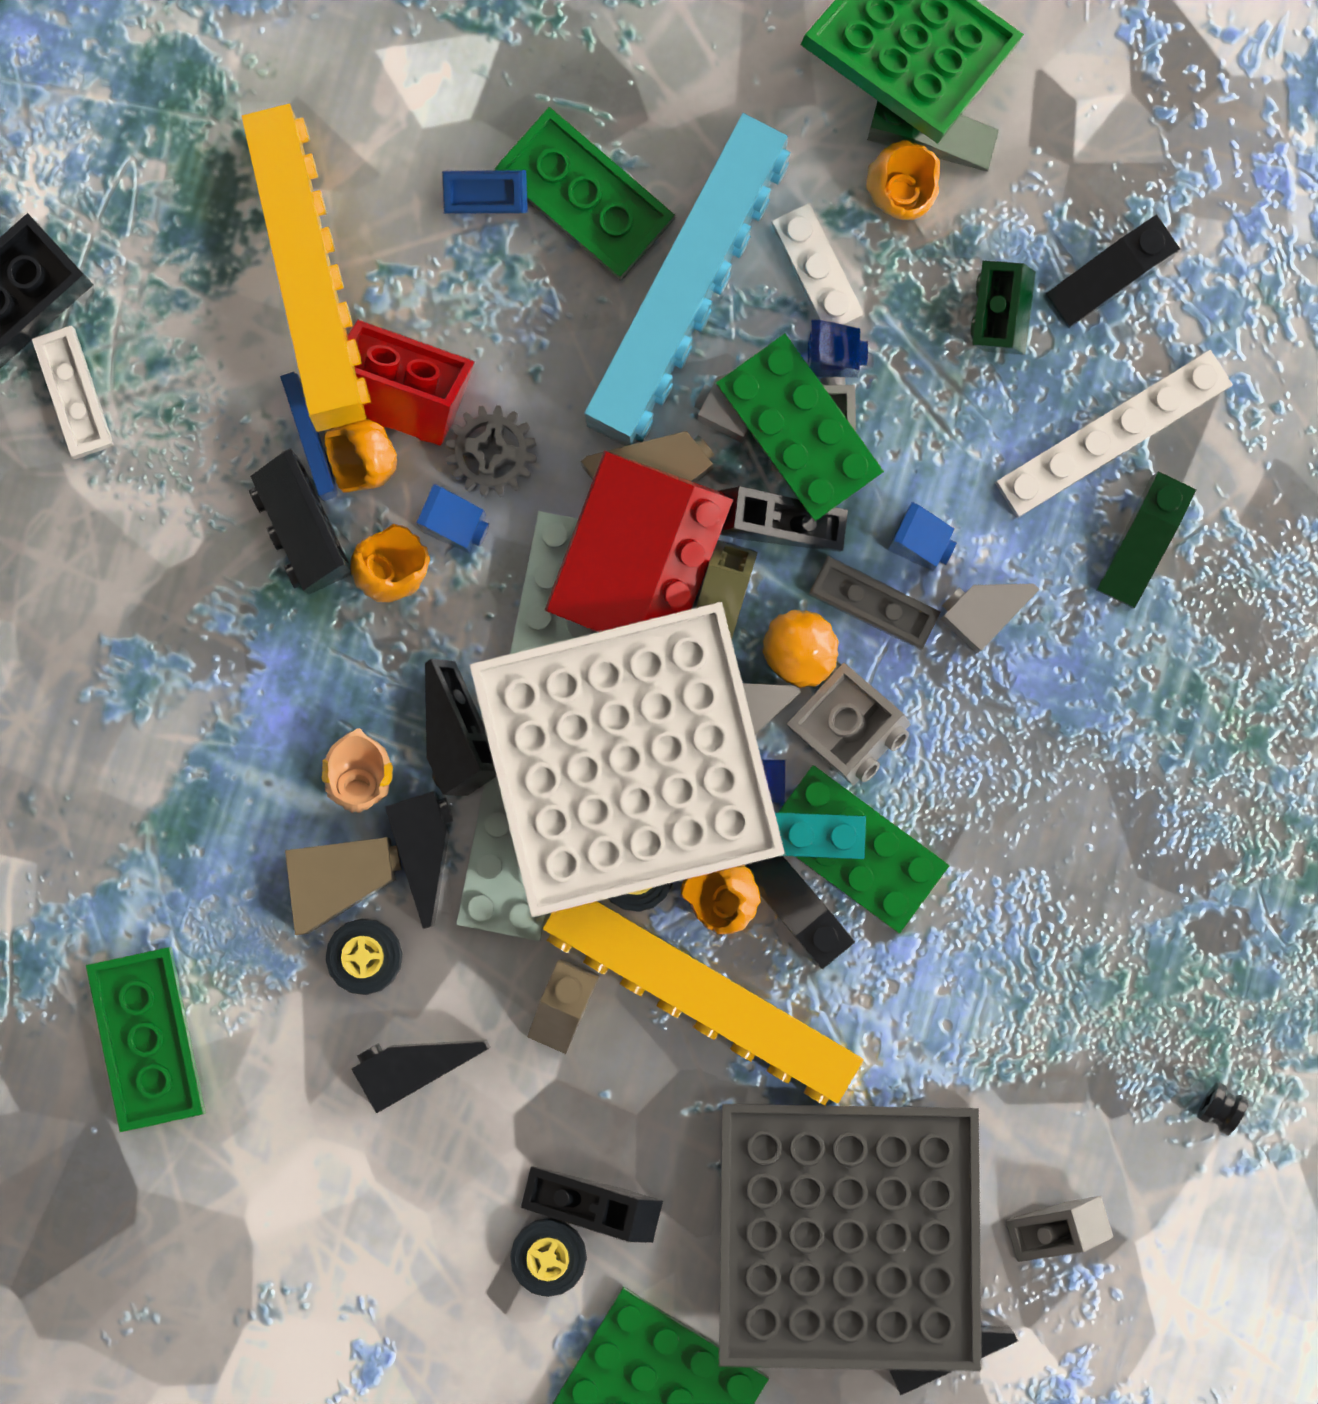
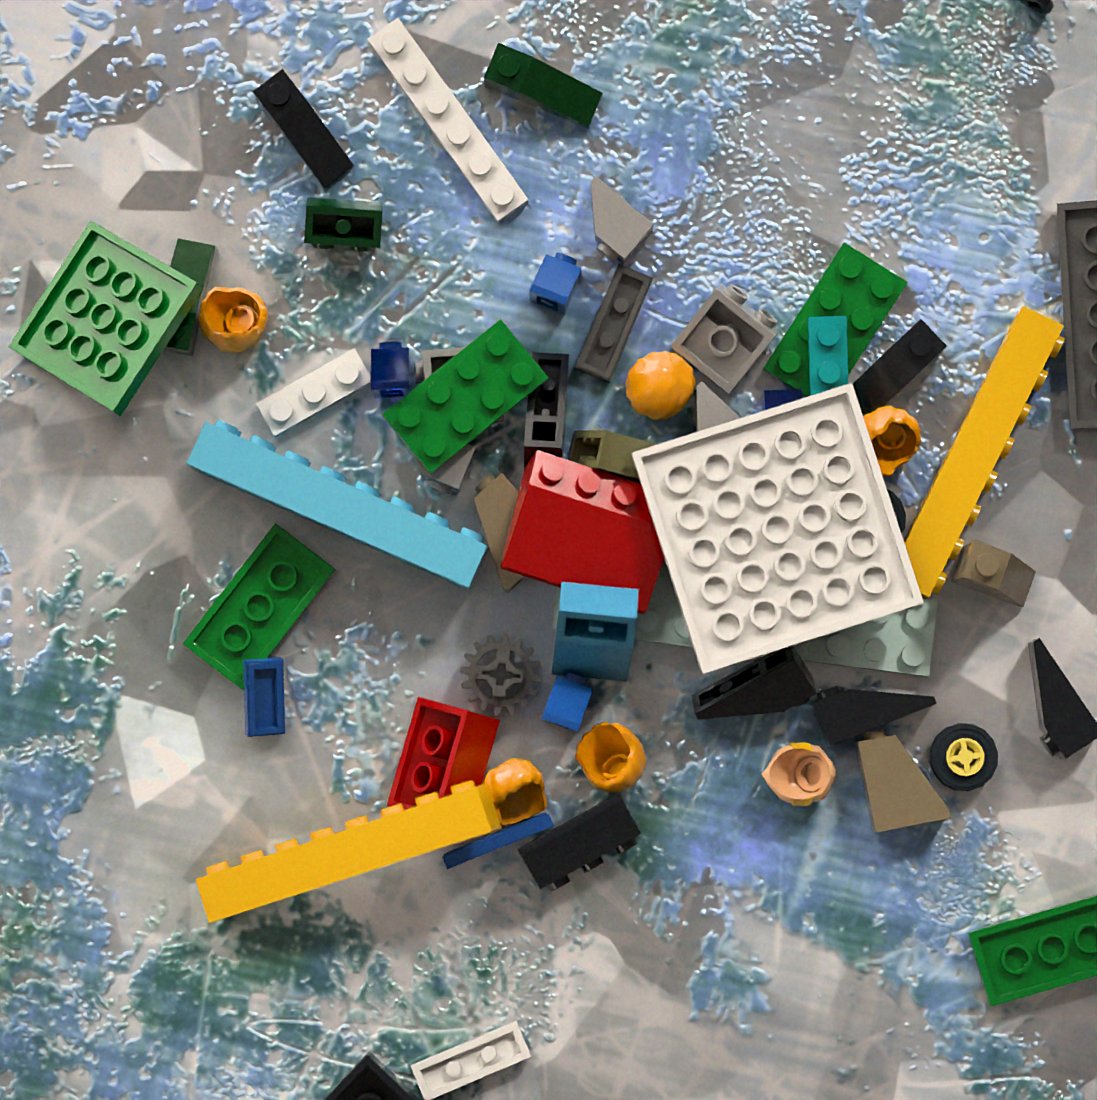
camera: 100 degrees left, 0 degrees up
(530, 551) = (595, 631): none -> dark azure slope

